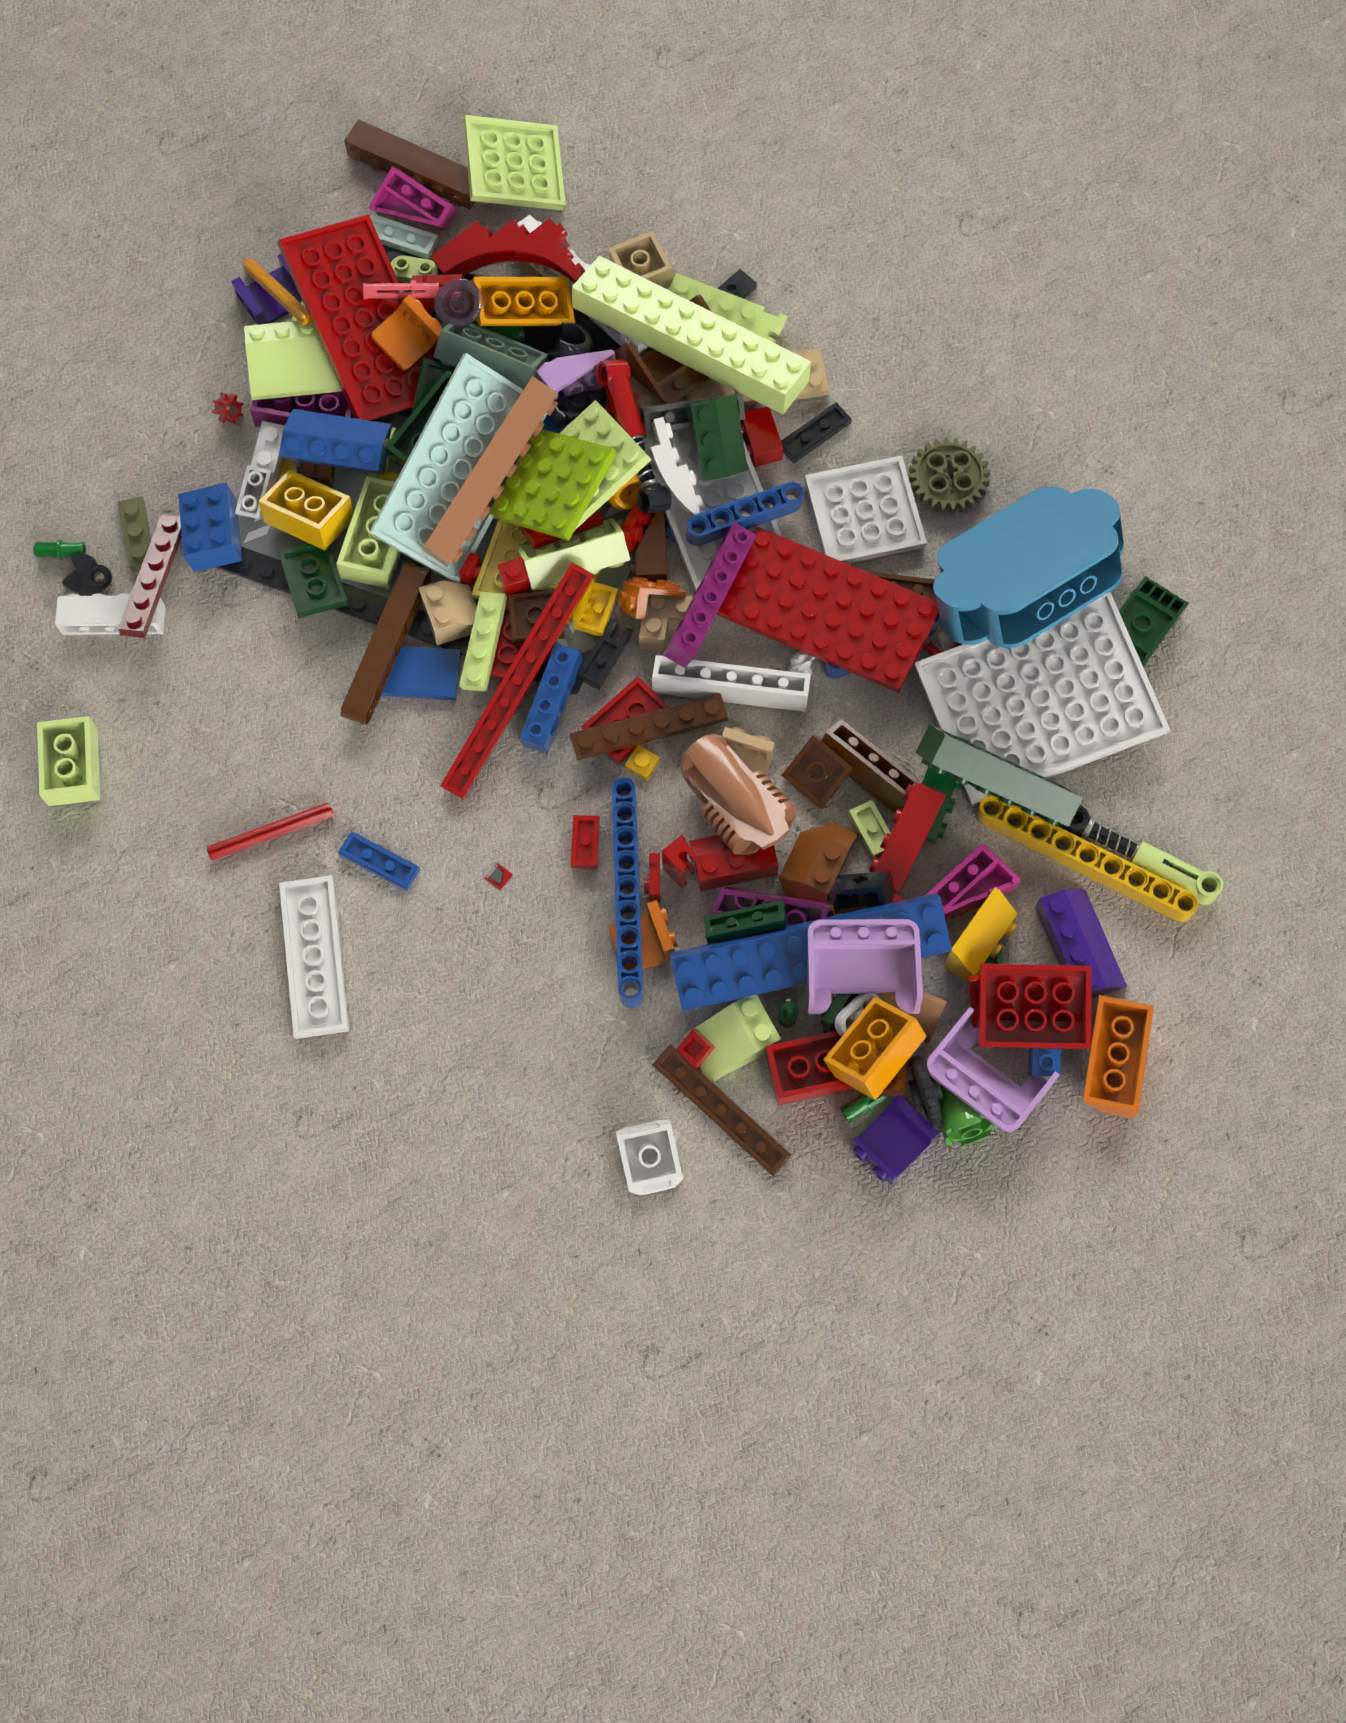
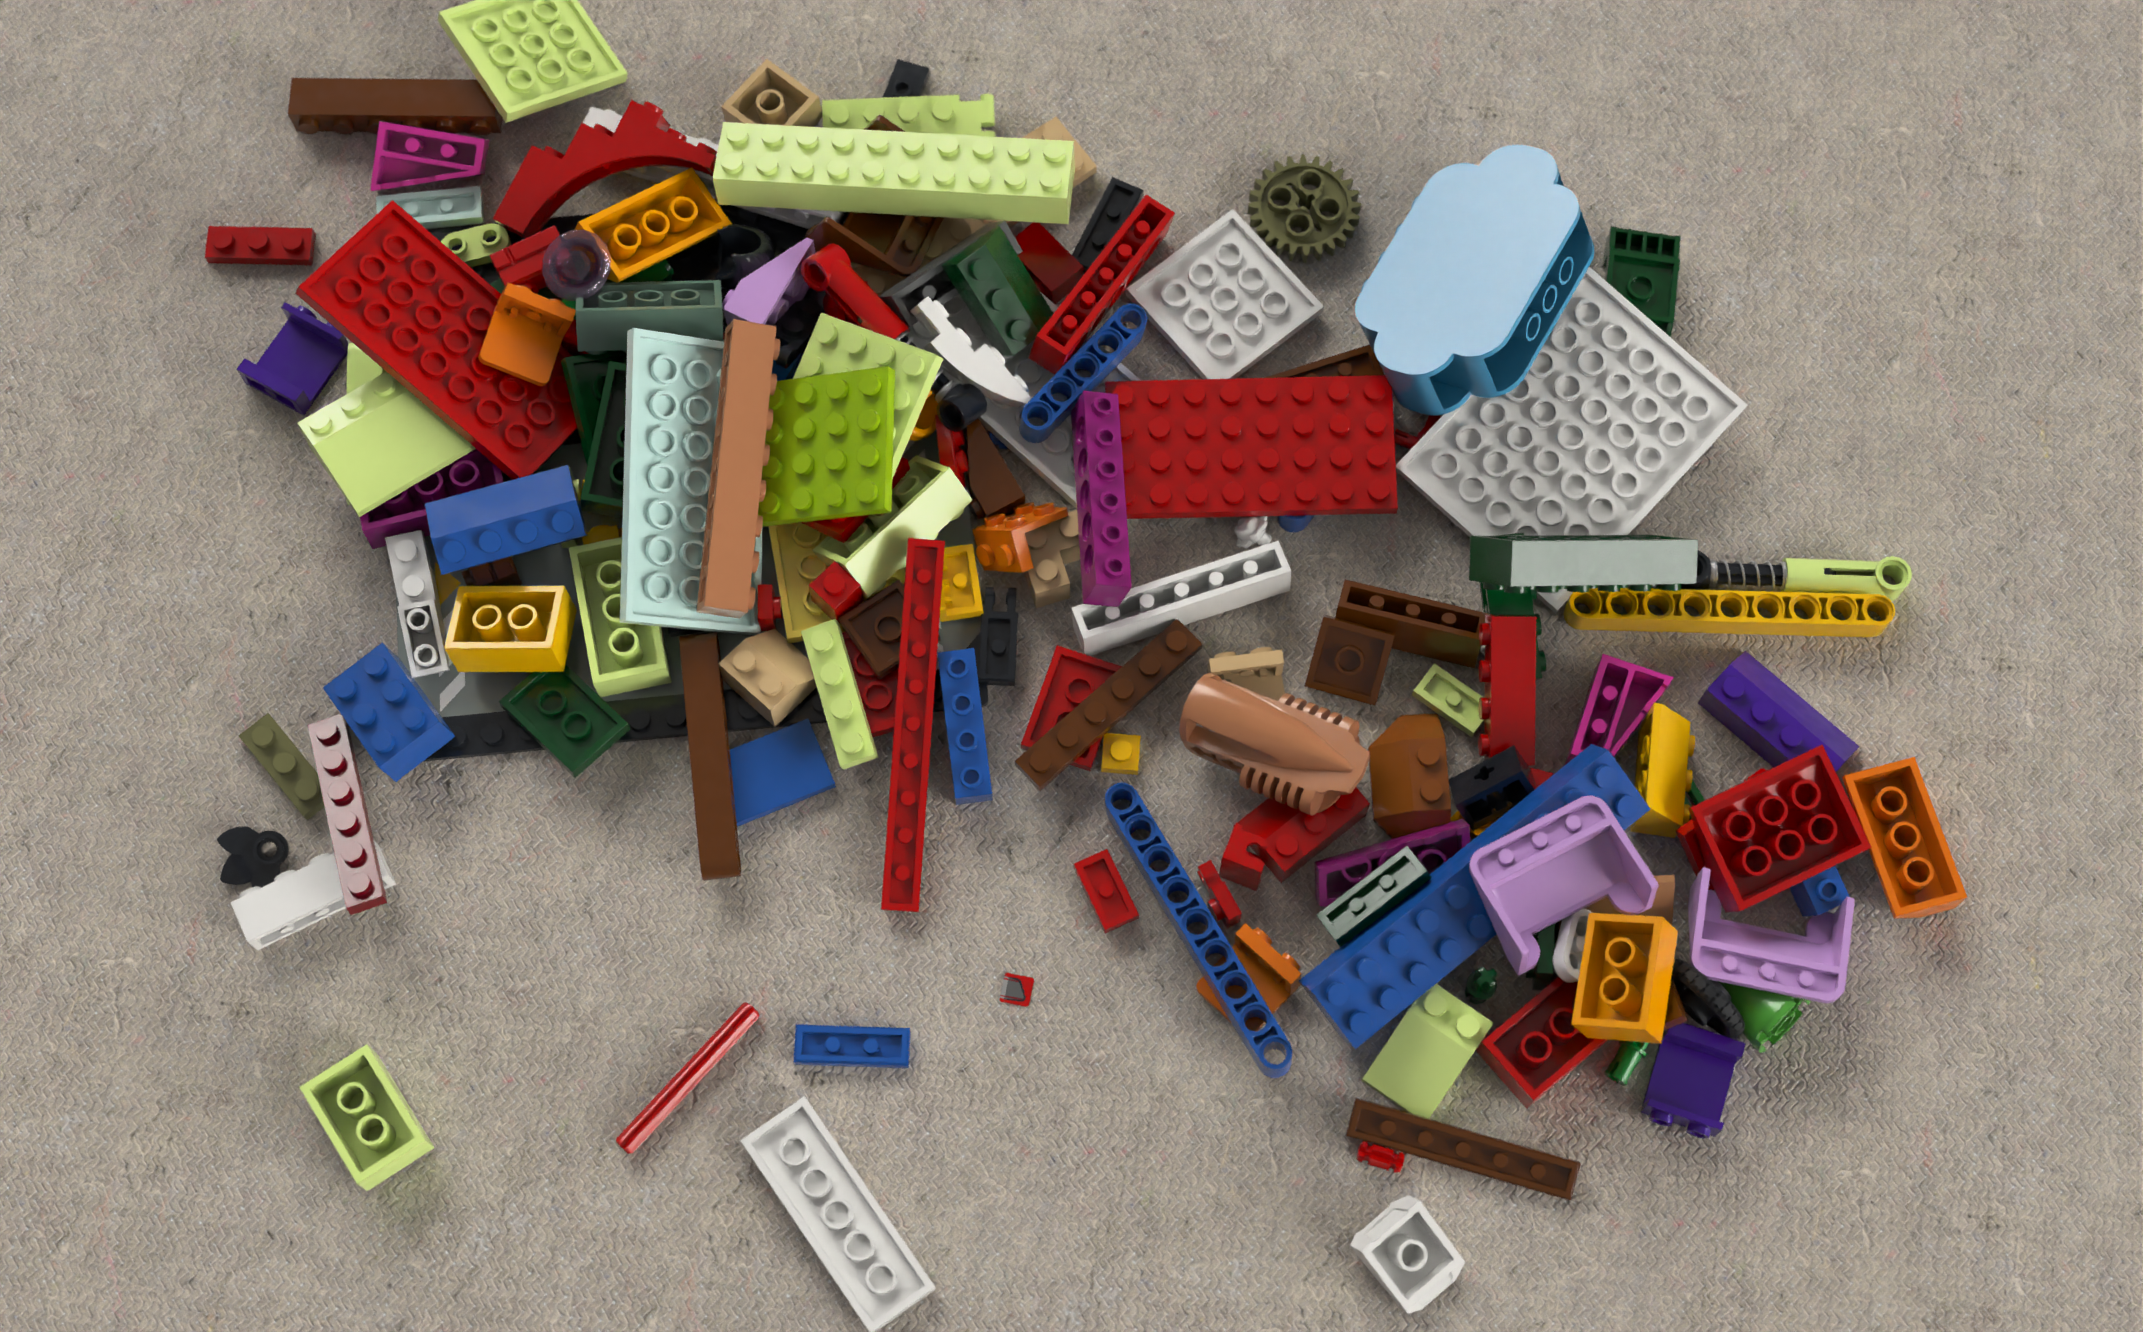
camera: 30 degrees left, 0 degrees up
(58, 549) = (192, 837): green axle -> none
(225, 414) = (322, 541): red gear -> none
(277, 291) = (311, 355): light orange axle -> none
(286, 213) = (260, 245): none -> red plate
(370, 291) = (489, 282): coral pin -> none
(666, 1088) = (1380, 1157): none -> red piece
(695, 1048) = (1391, 1087): red plate -> none
(788, 462) = (1101, 285): none -> red brick

